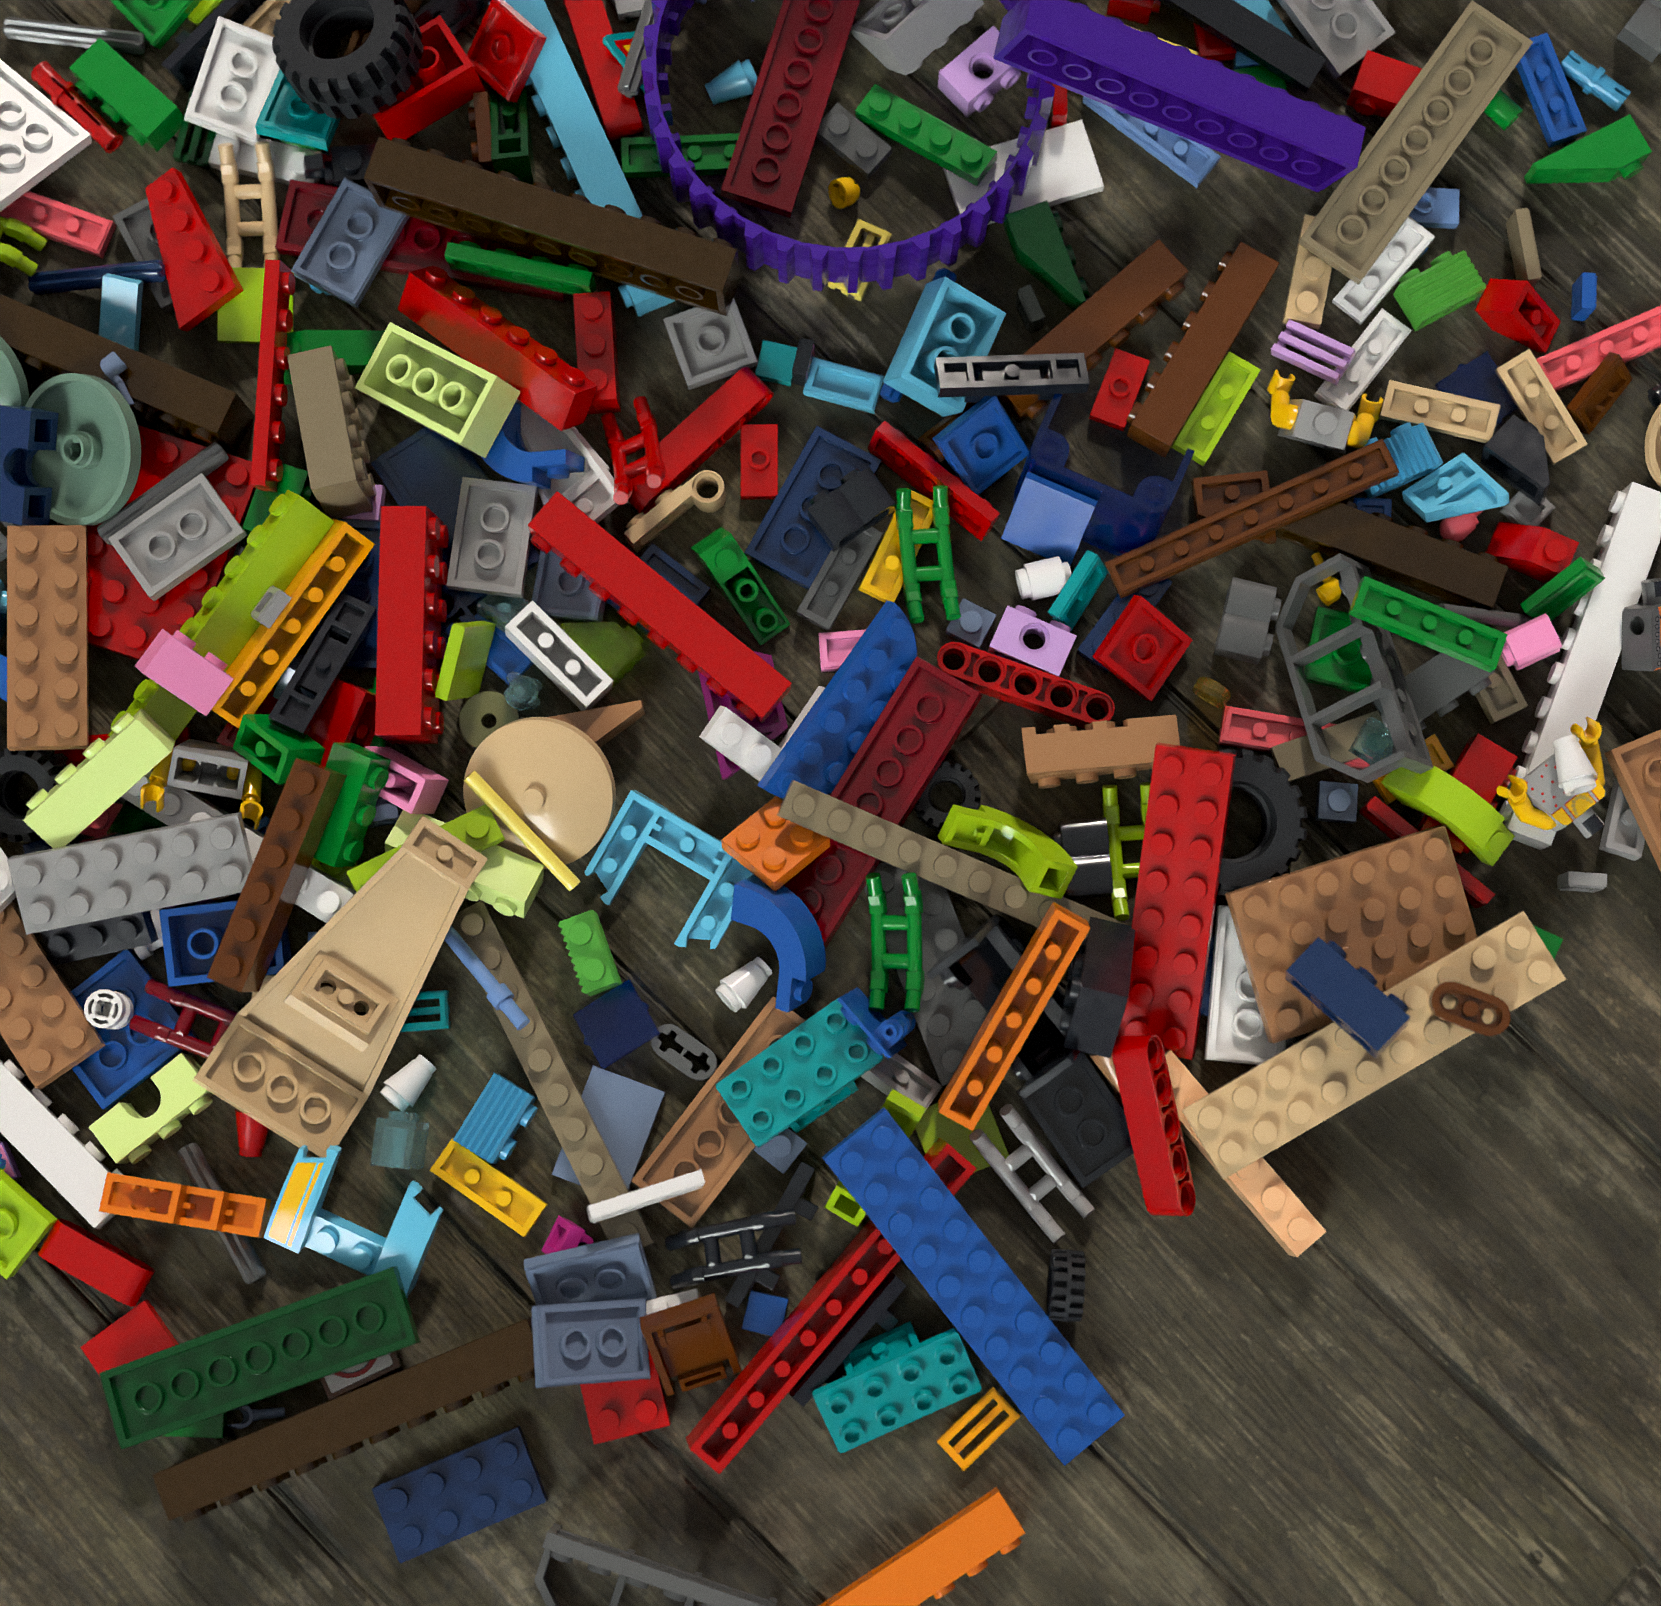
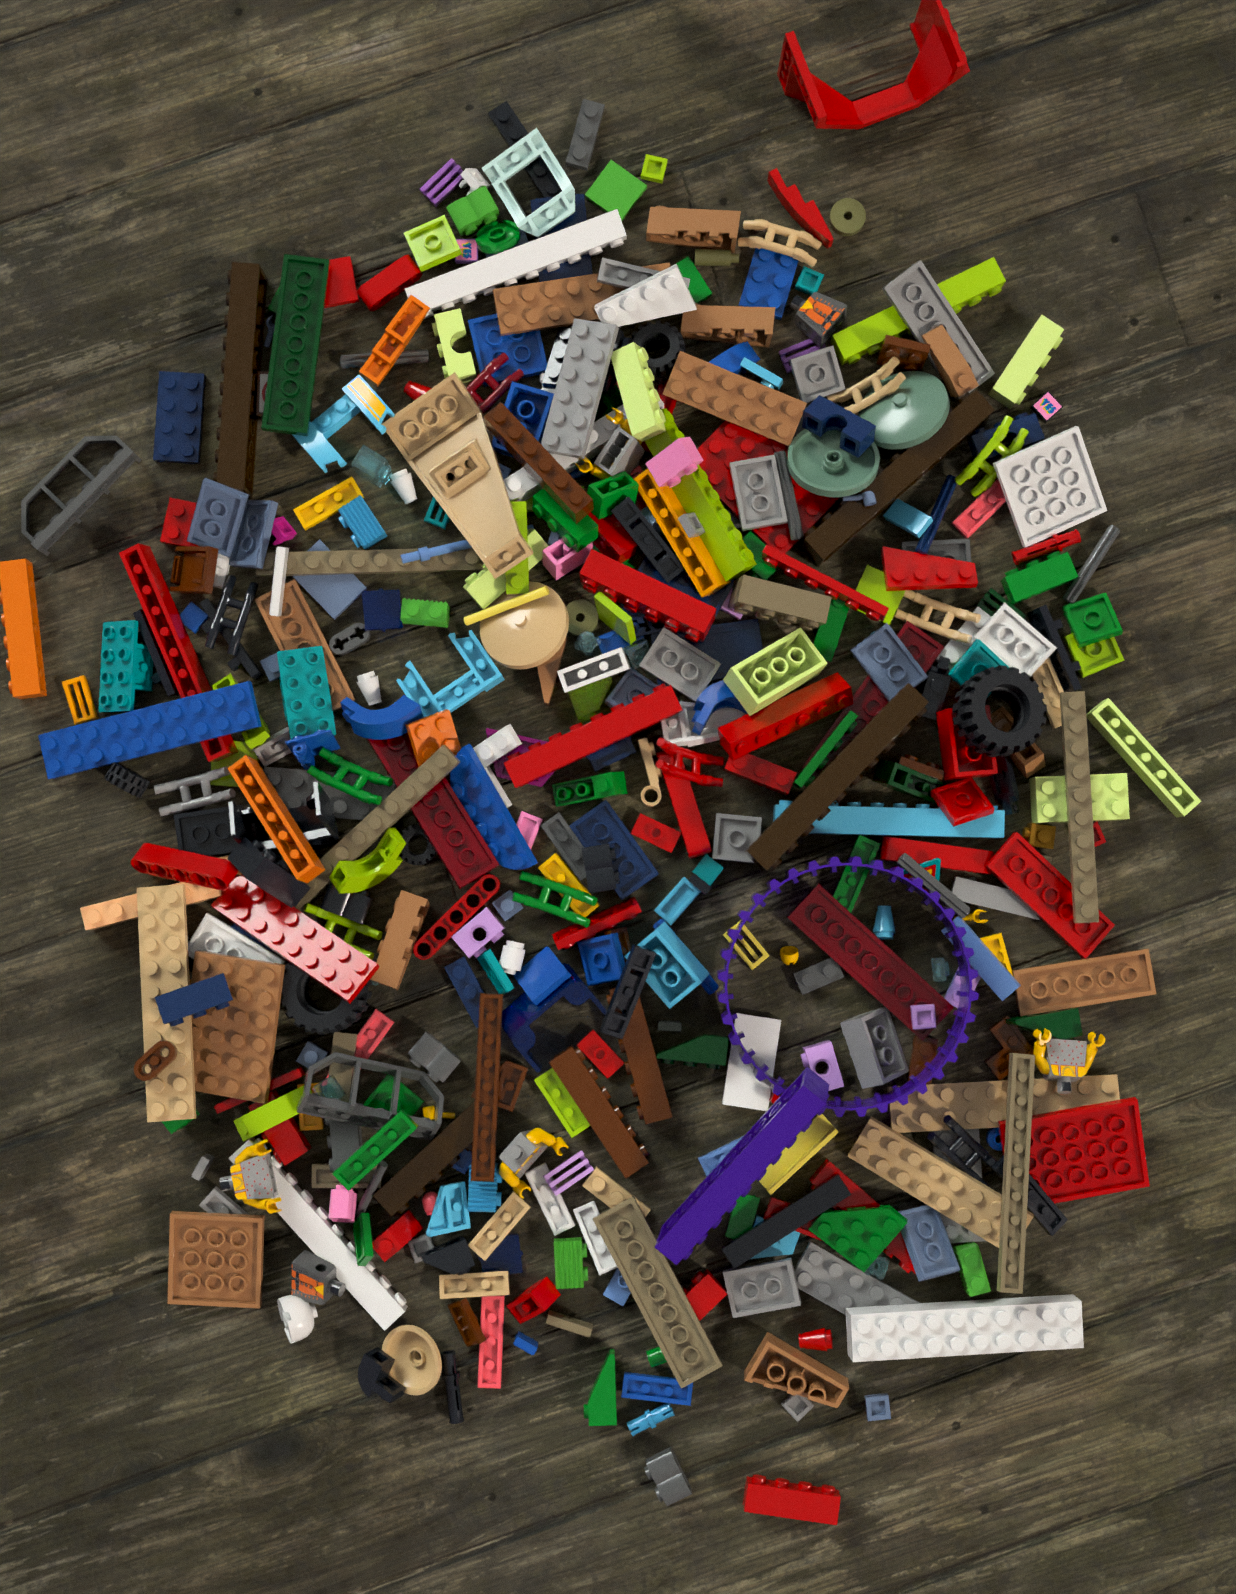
camera: 110 degrees right, 5 degrees up
(116, 1011) = (518, 349): white wheel -> none
(926, 135) = (800, 1017): green plate -> none
(1142, 648) = (445, 991): red plate -> none
(1211, 692) = (403, 1018): clear yellow tile -> none
(1573, 767) = (258, 1187): white cone -> none

